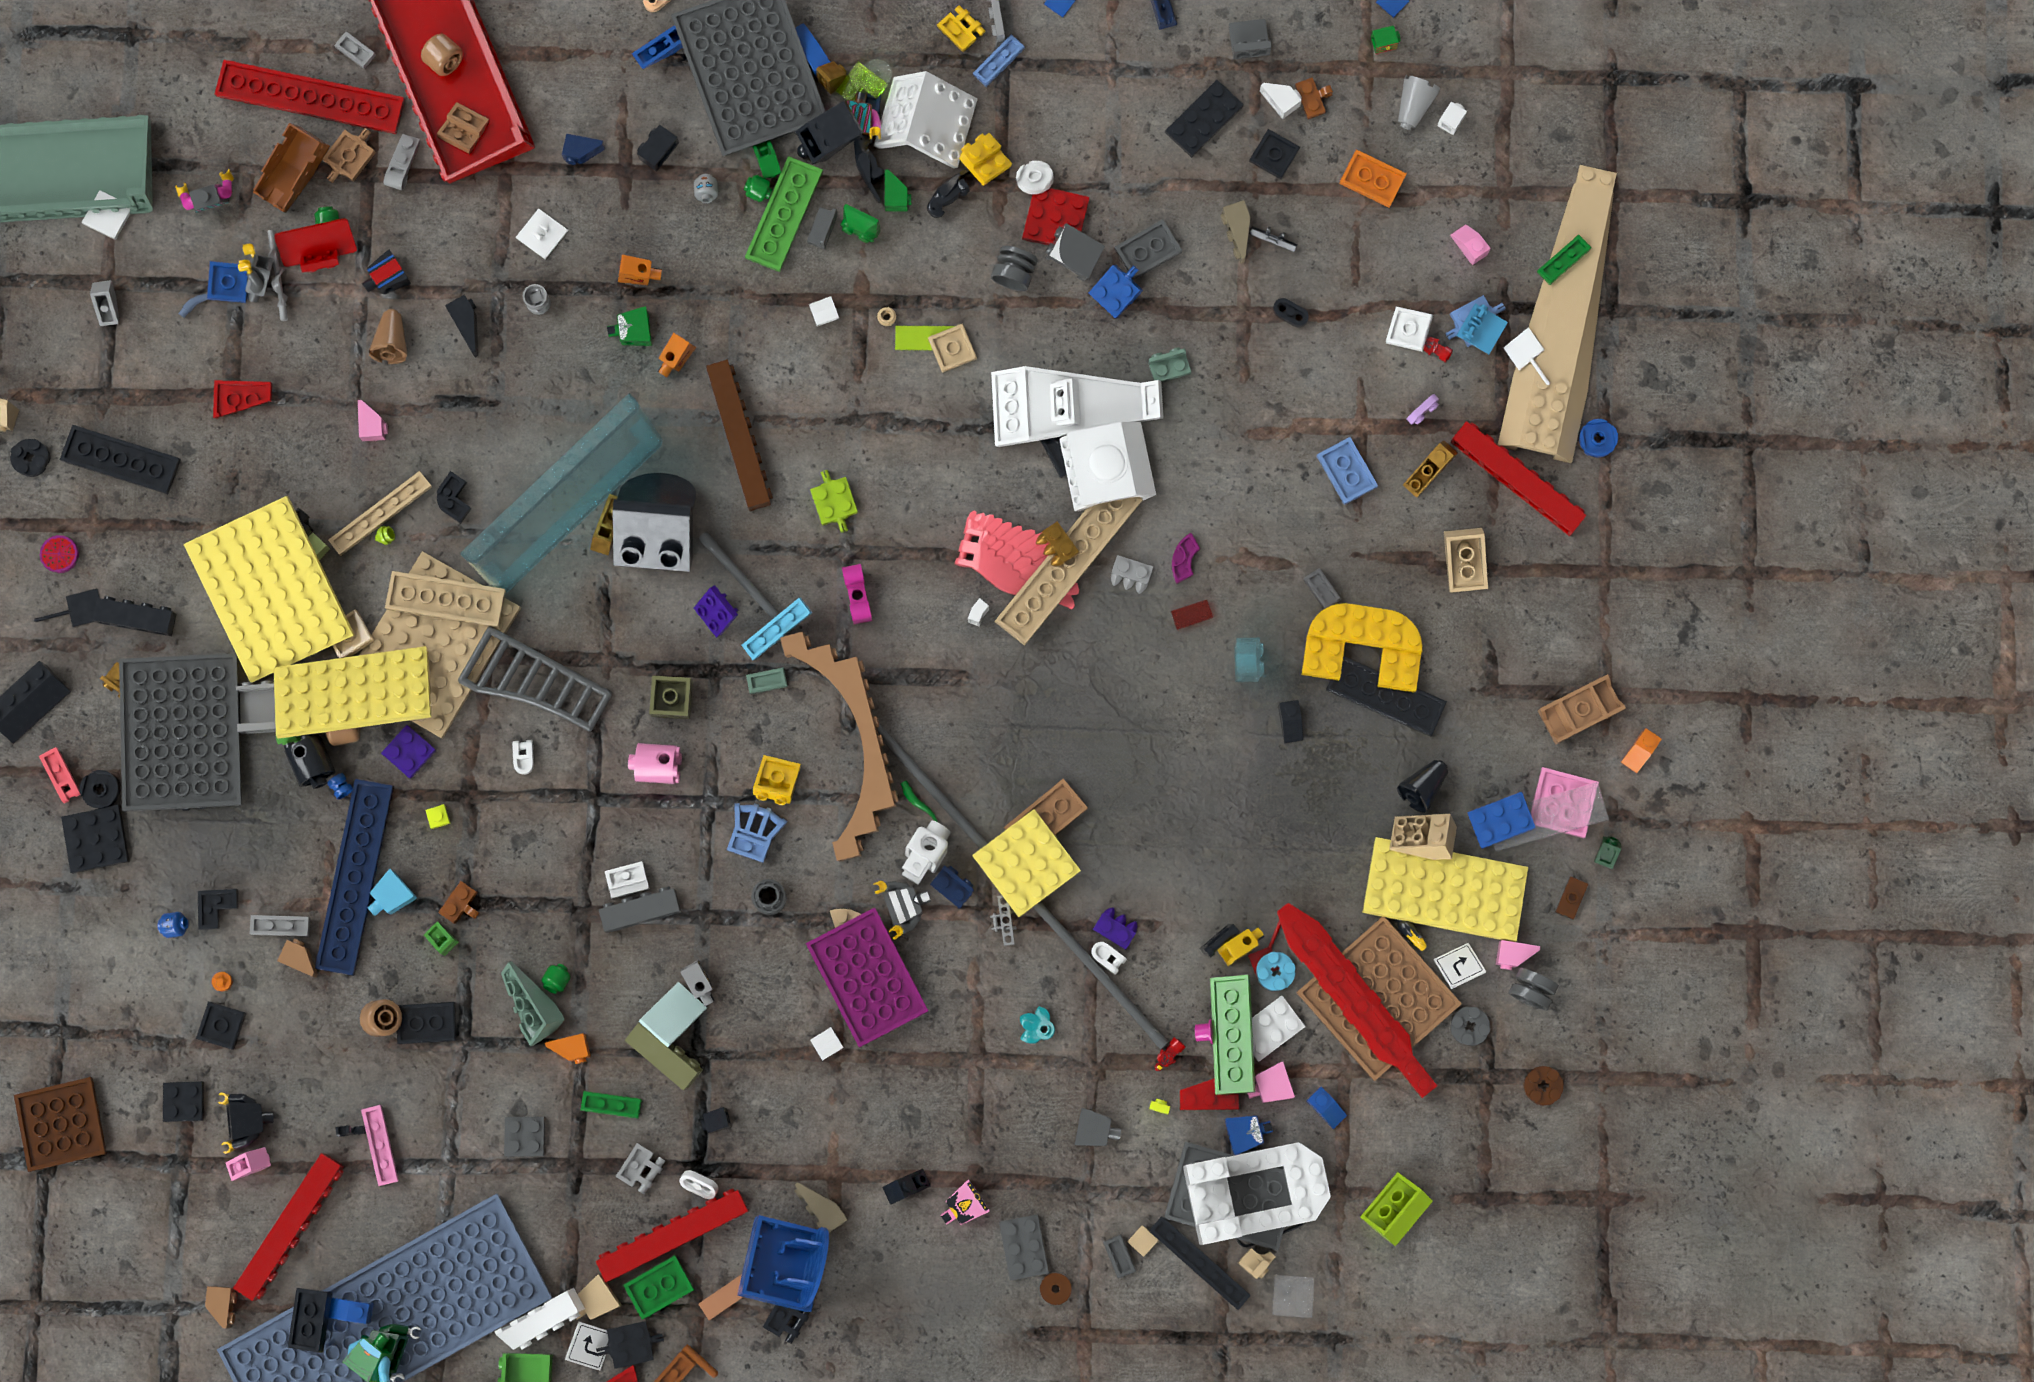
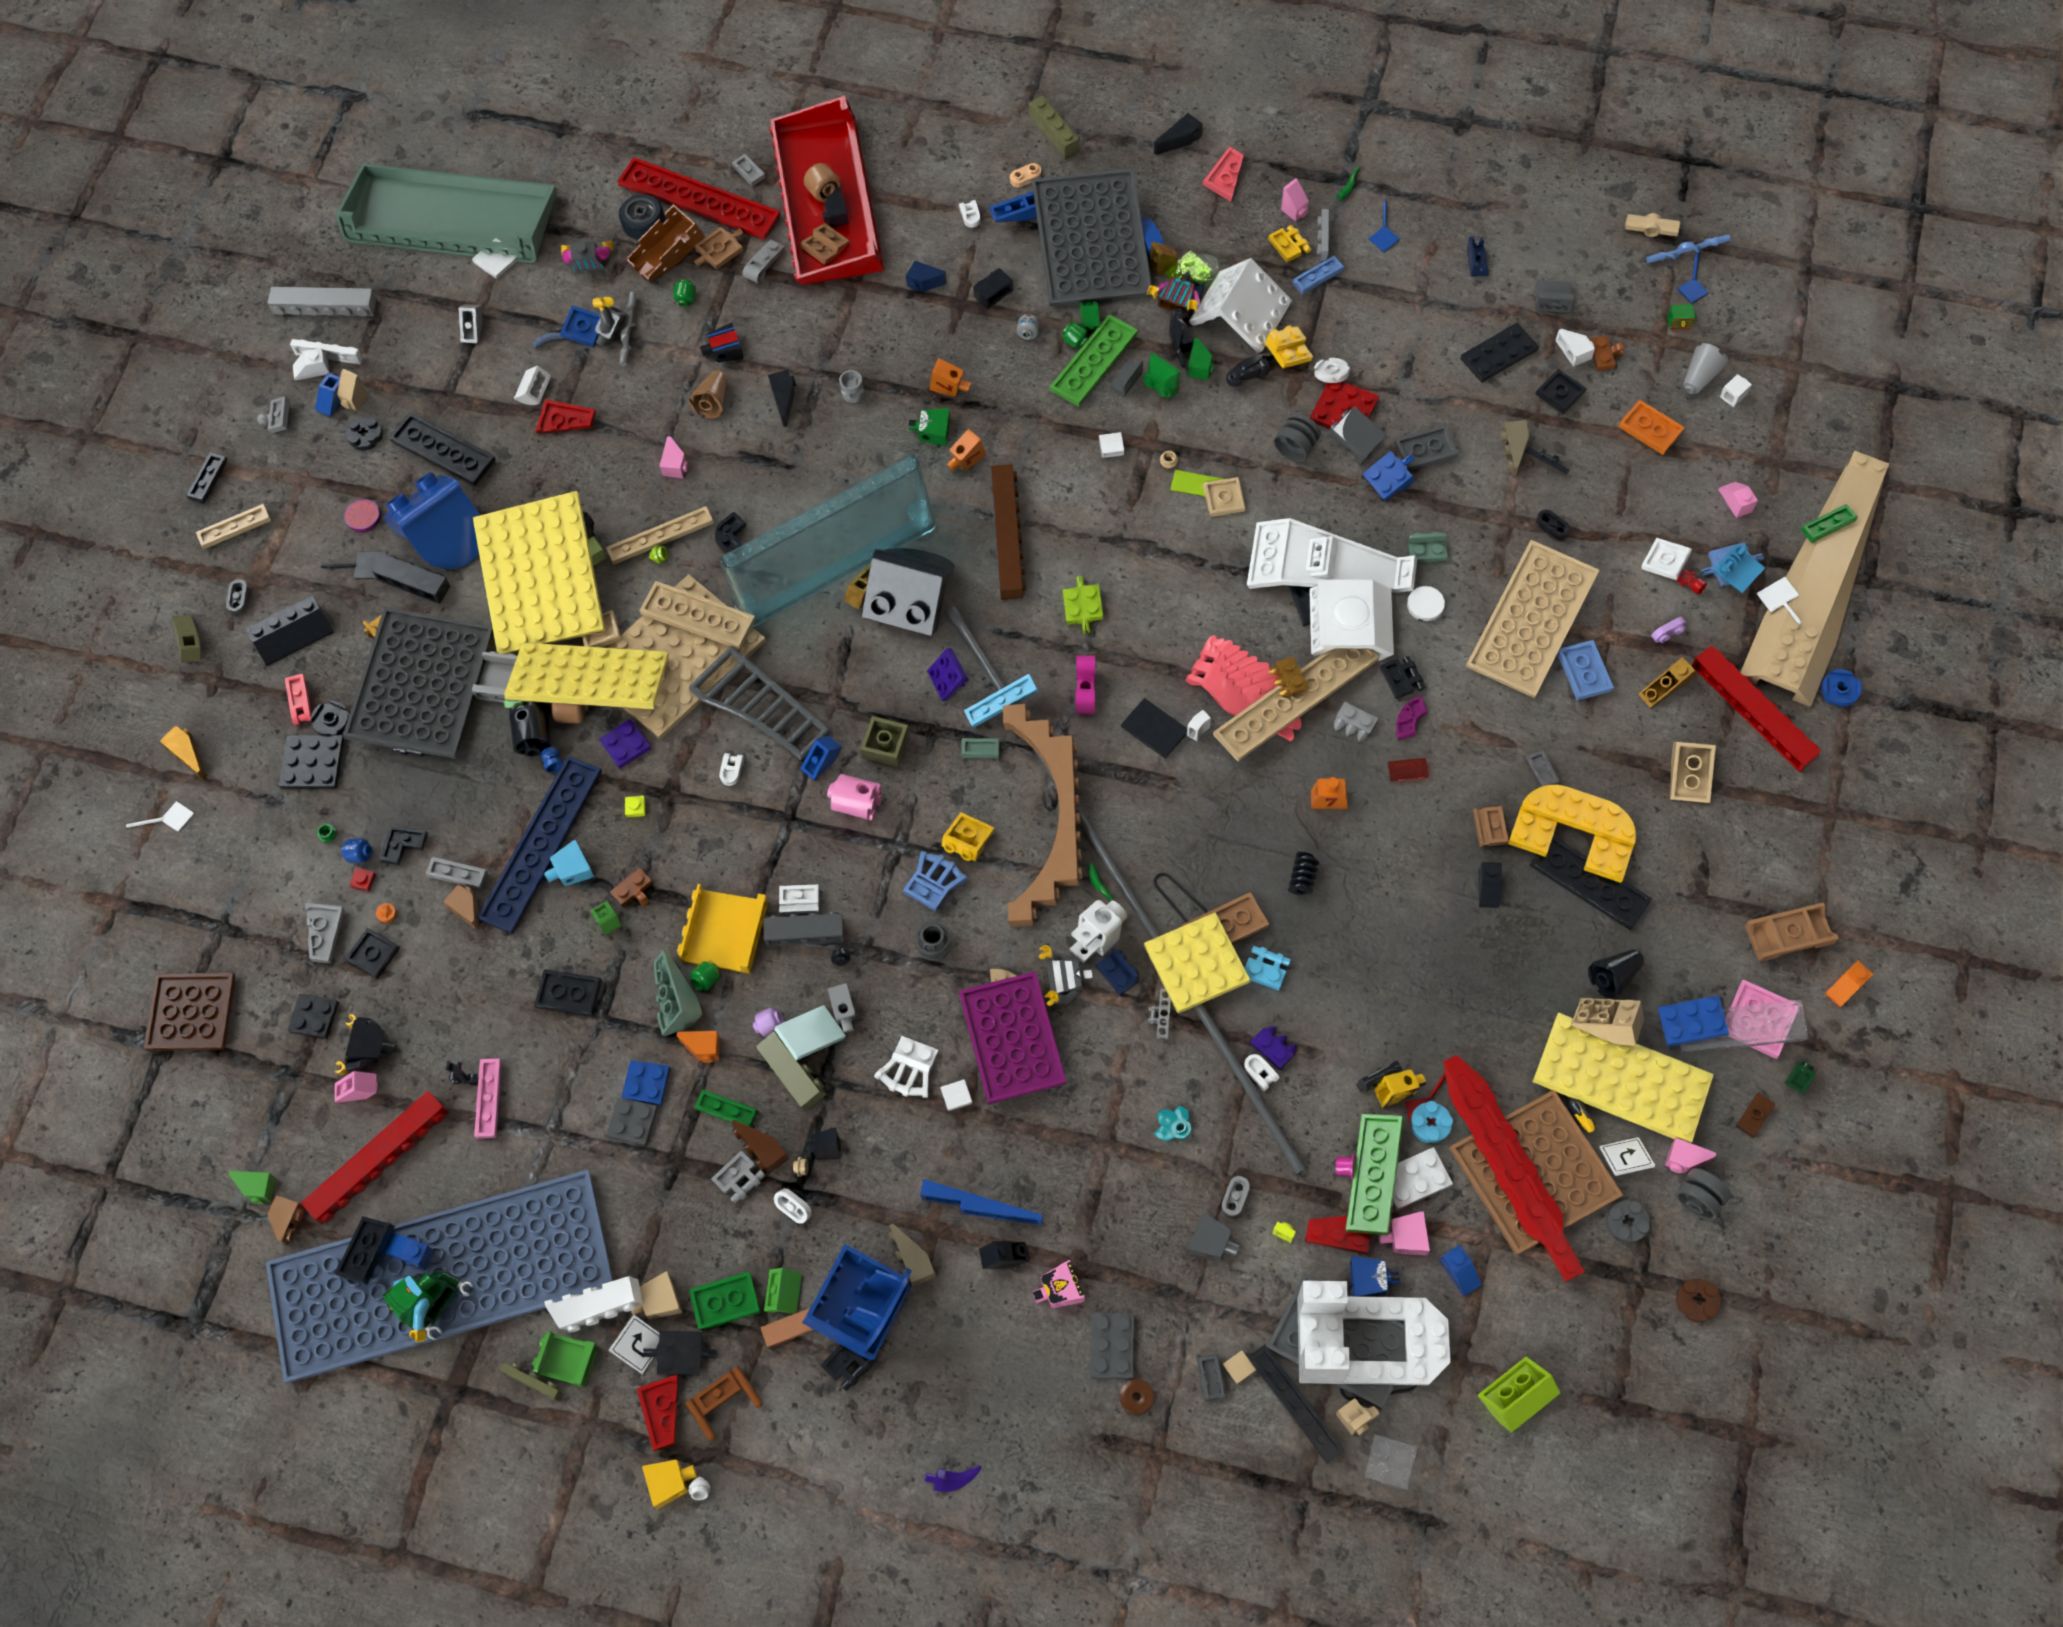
camera: 15 degrees right, 15 degrees down
(129, 911) = (326, 828): none -> green plate
(142, 550) = (436, 521): none -> blue plate
(165, 1012) = (323, 930): none -> light grey wing
(181, 1280) = (254, 1185): none -> bright green slope
(187, 952) = (362, 879): none -> red plate
(195, 365) = (532, 386): none -> white brick
(254, 134) = (640, 214): none -> wheel
(316, 245) = (668, 308): red bracket -> none
(380, 1018) = (522, 972): medium nougat head -> none
(464, 85) = (835, 210): none -> black slope
(527, 1096) = (646, 1082): none -> blue plate
(541, 234) = (871, 339): white piece -> none
(560, 926) = (722, 930): none -> yellow panel
(610, 725) = (820, 756): none -> blue slope
(614, 62) = (970, 214): none -> white plate
(629, 1011) = (767, 1021): none -> lavender head
(659, 1136) = (764, 1147): none -> reddish brown slope
(671, 1236) = (751, 1251): red brick -> none
(682, 930) = (840, 957): none -> black plate
(696, 1145) = (800, 1167): none -> tan plate
(710, 1266) = (783, 1291): none -> bright green panel
(778, 1013) = (910, 1055): none -> white plate
(828, 133) = (1149, 299): black slope -> none
(868, 1145) = (976, 1205): none -> blue slope
(934, 622) = (1154, 728): none -> black tile
(996, 786) = (1169, 901): none -> black piece
(1093, 857) = (1264, 973): none -> medium azure plate
(1107, 1083) = (1235, 1197): none -> light grey plate
(1111, 749) = (1303, 874): none -> black piece
(1120, 660) = (1329, 794): none -> orange torso
(1164, 519) = (1397, 678): none -> black plate
(1166, 1057) = (1301, 1184): red piece -> none
(1178, 428) = (1425, 603): none -> white tile
(1247, 659) = (1457, 817): clear light blue brick -> none
(1281, 659) = (1490, 826): none -> medium nougat plate
(1287, 427) = (1532, 618): none -> tan plate

